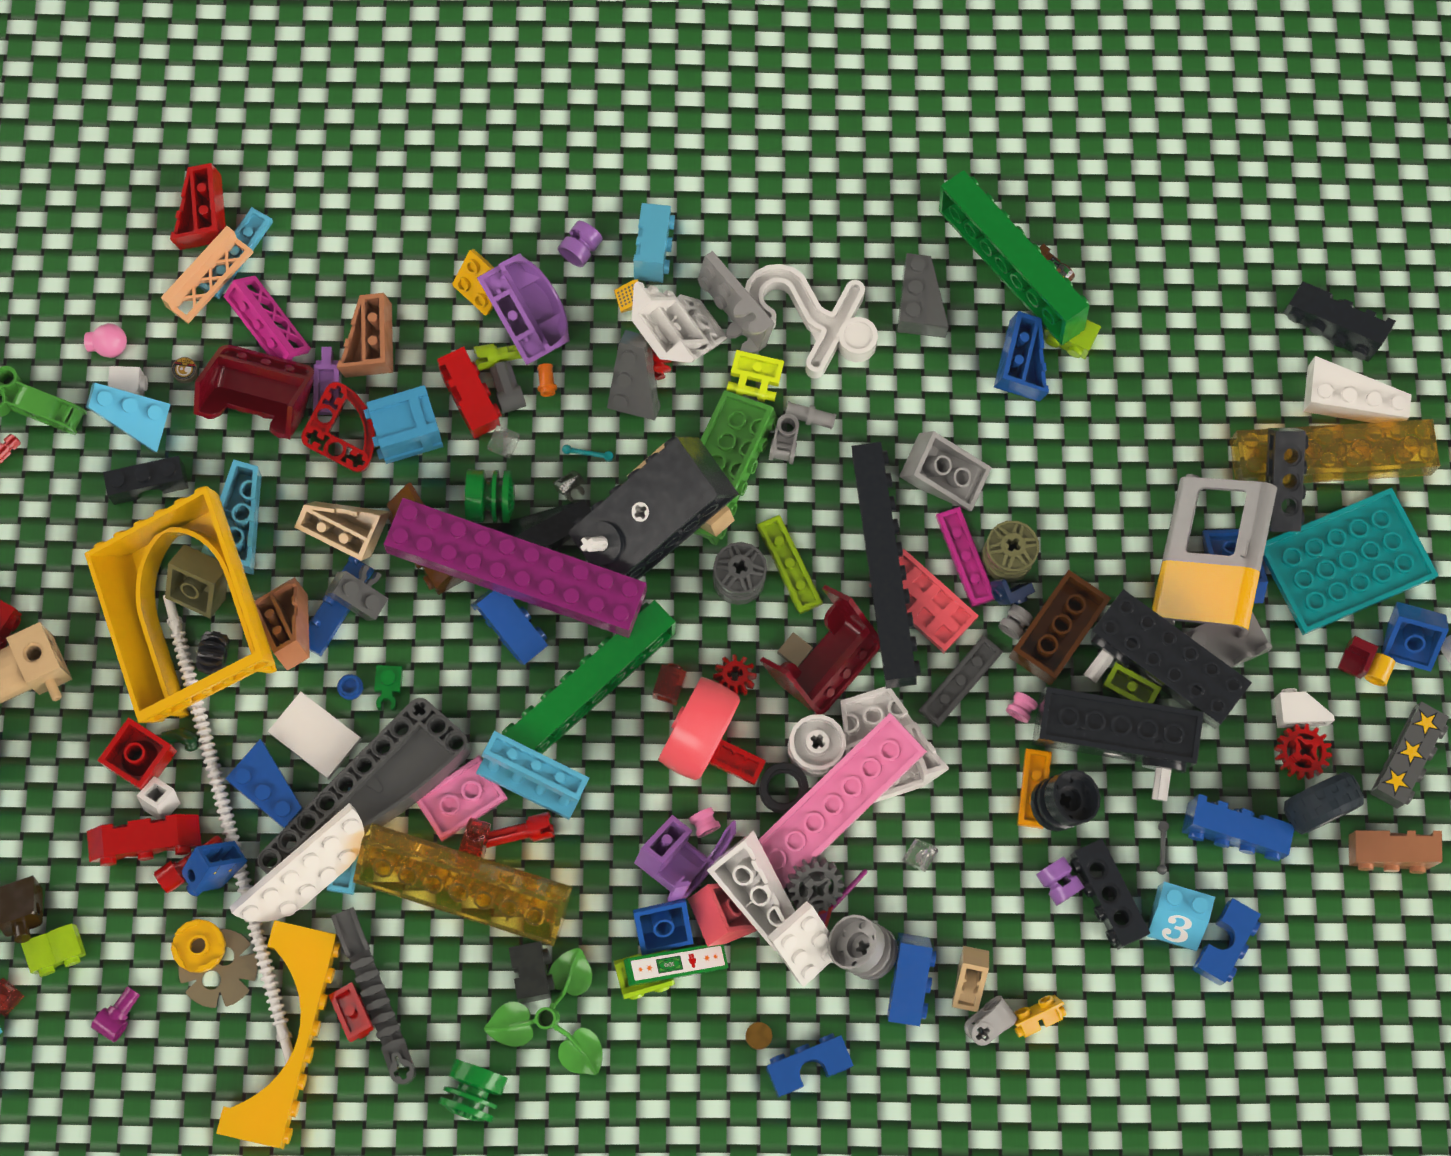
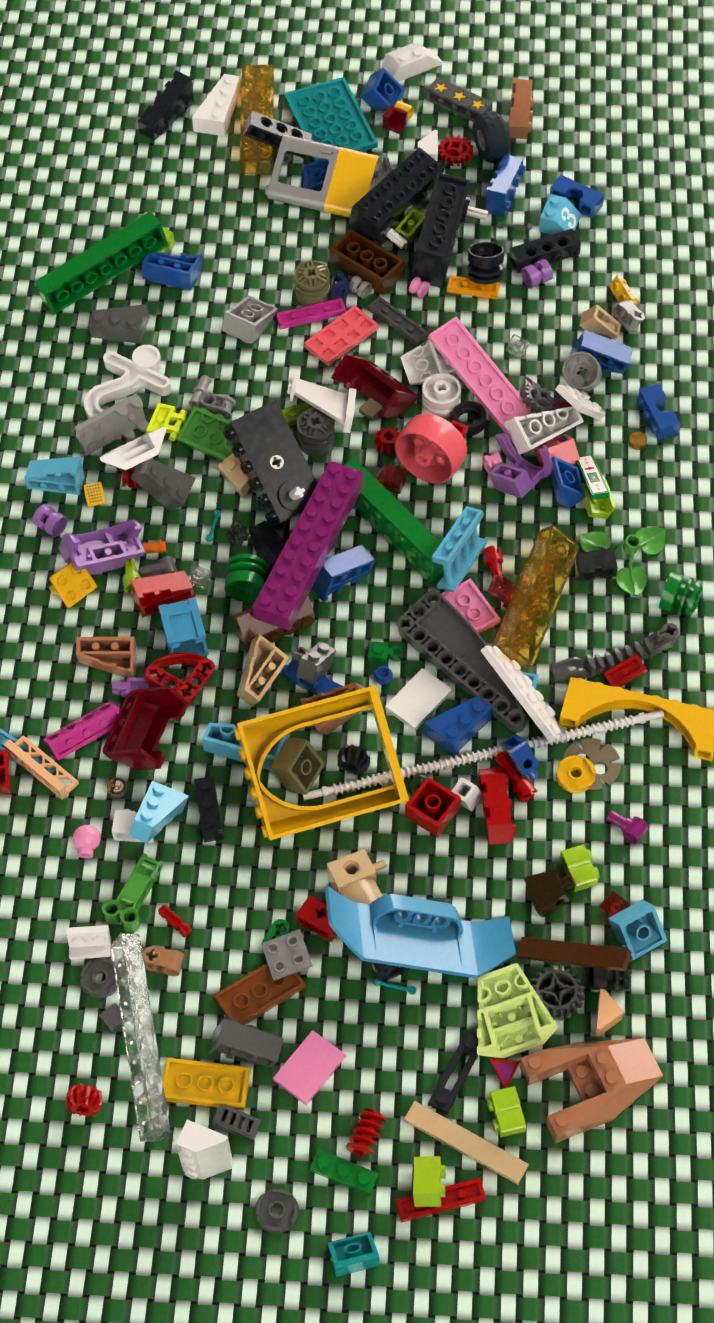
camera: 80 degrees left, 15 degrees down
(790, 583) = (329, 401): none -> white piece
(884, 565) = (315, 349): black brick -> none

